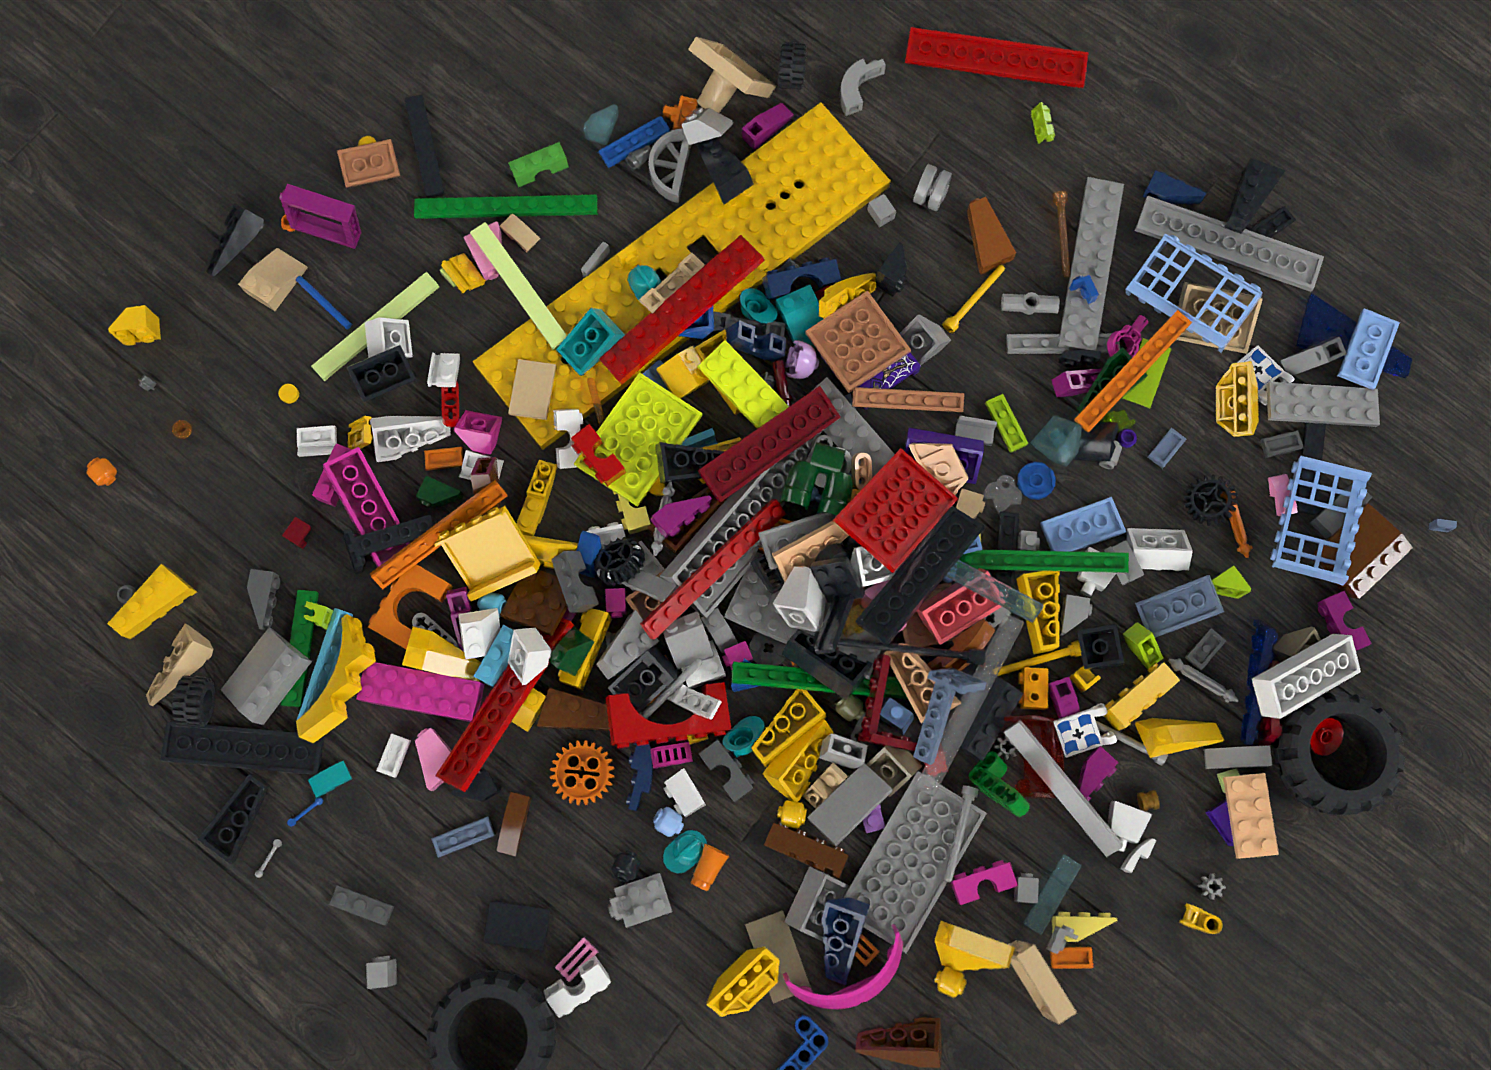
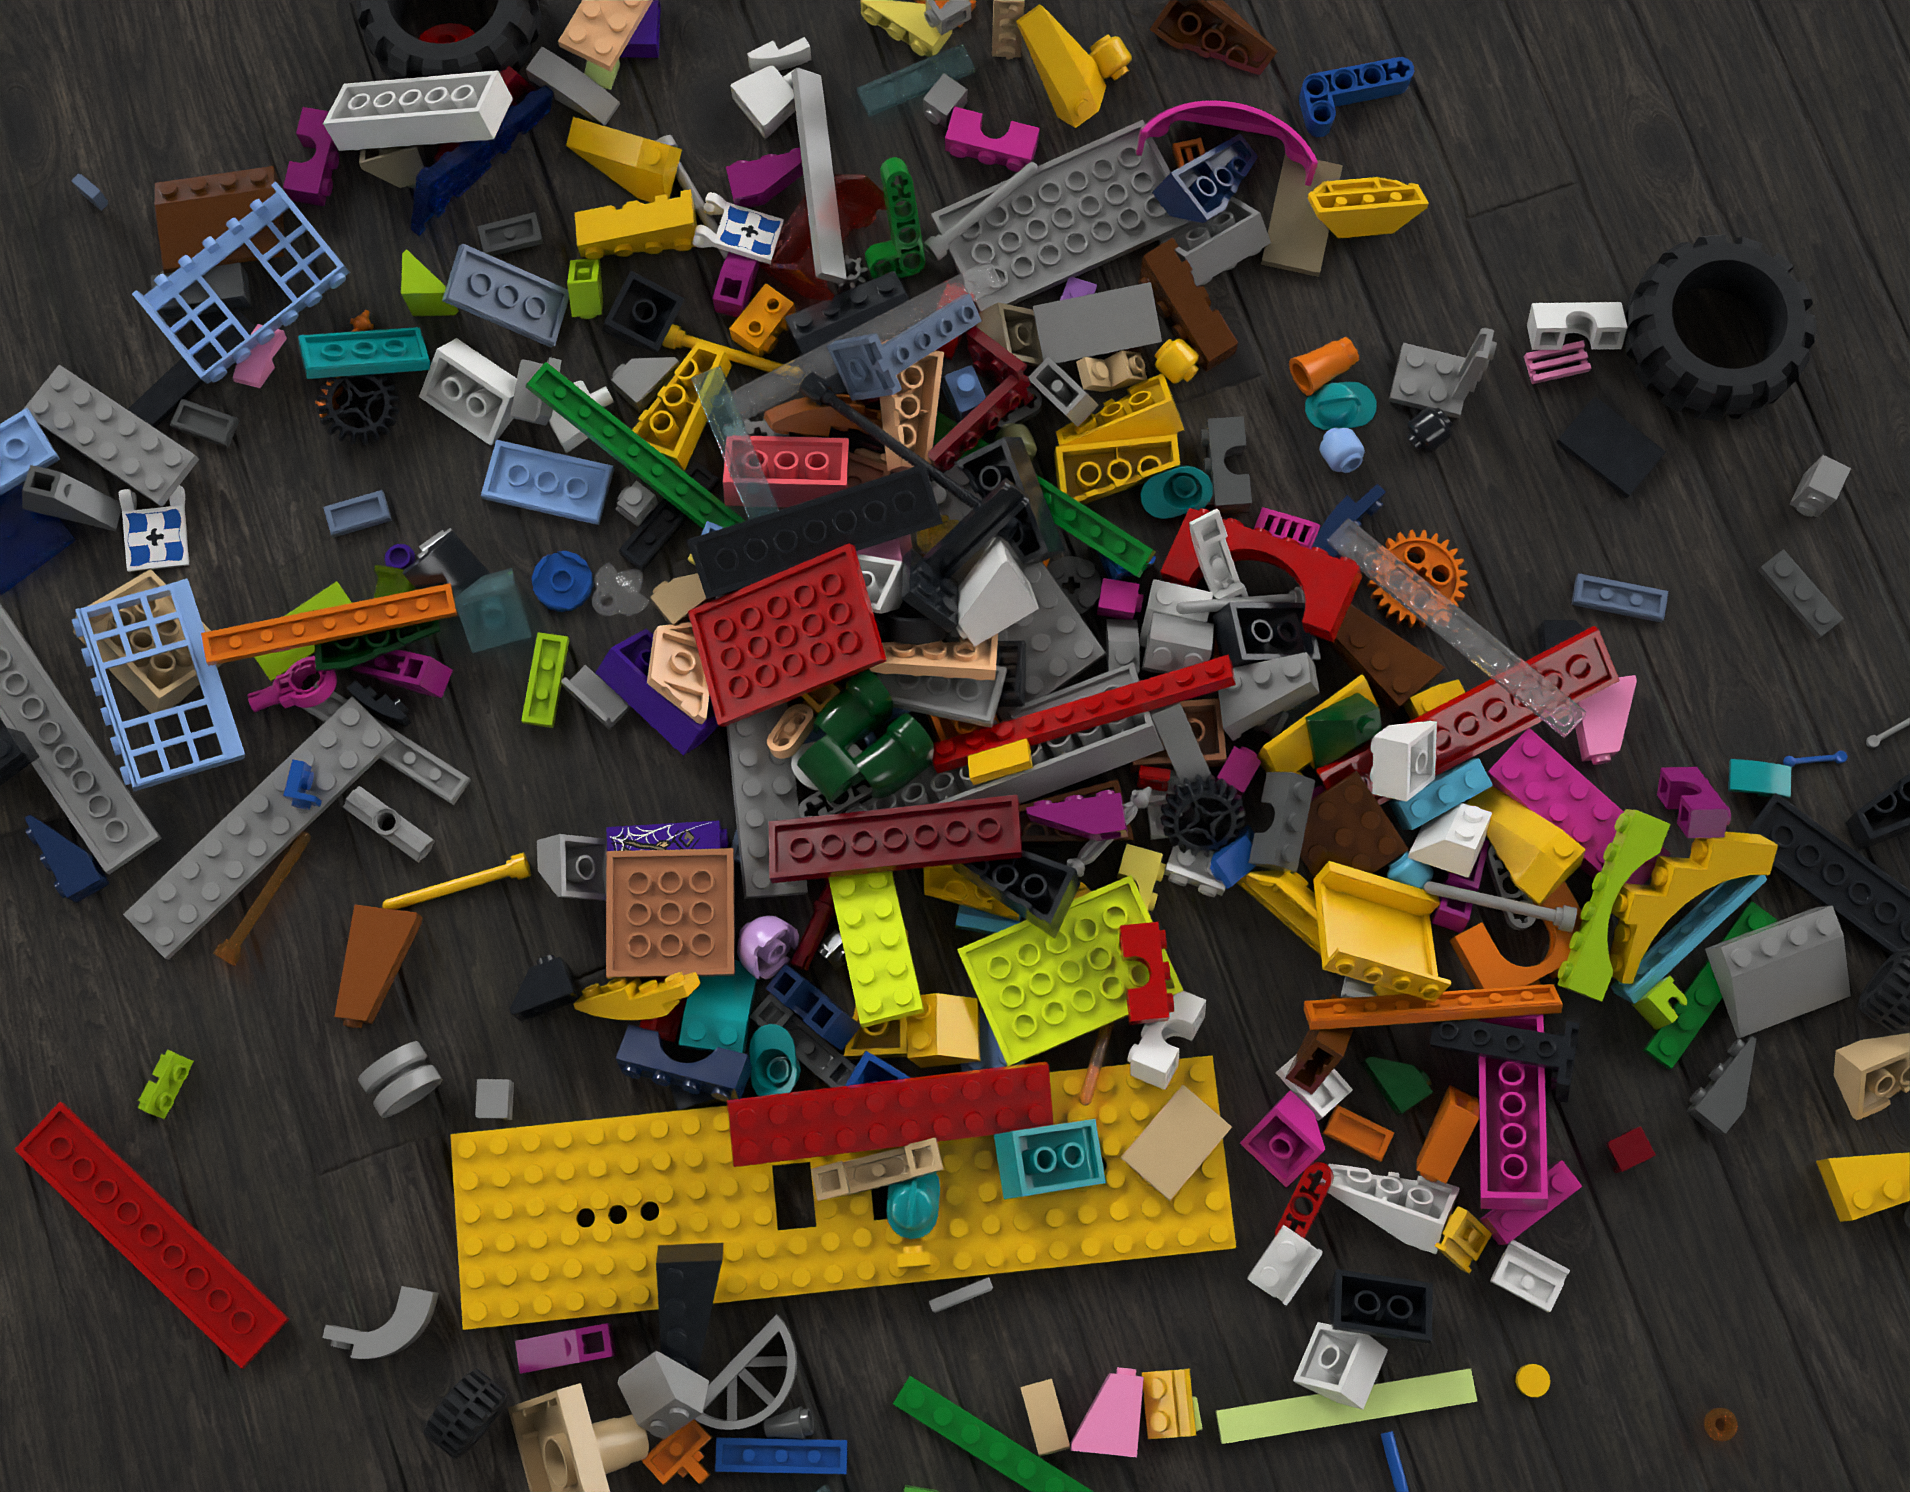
camera: 150 degrees left, 0 degrees up
(101, 471) = (1873, 1428): orange head -> none
(348, 723) = (1699, 805): none -> magenta arch
(376, 686) = (1588, 963): none -> lime arch
(393, 755) = (1657, 754): white plate -> none
(396, 483) = (1448, 1135): none -> orange slope
(396, 626) = (1561, 917): none -> light grey piece
(513, 823) = (1543, 571): reddish brown slope -> none
(518, 285) = (1100, 1321): yellowish green tile -> none
(537, 497) = (1262, 985): yellow slope -> none
(541, 743) = (1457, 628): none -> clear plate
(657, 566) = (1153, 777): none -> red tile
(684, 793) = (1299, 468): white slope -> none
(741, 517) = (999, 761): none -> yellow tile
(908, 399) = (657, 792): nougat tile -> none
(1084, 679) = (692, 289): yellow panel -> none
(1148, 800) = (720, 107): pearl gold wheel -> none
(1203, 680) = (542, 202): light grey wheel -> none
(1229, 526) = (363, 352): none -> teal tile
(1238, 400) = (219, 507): yellow wedge -> none

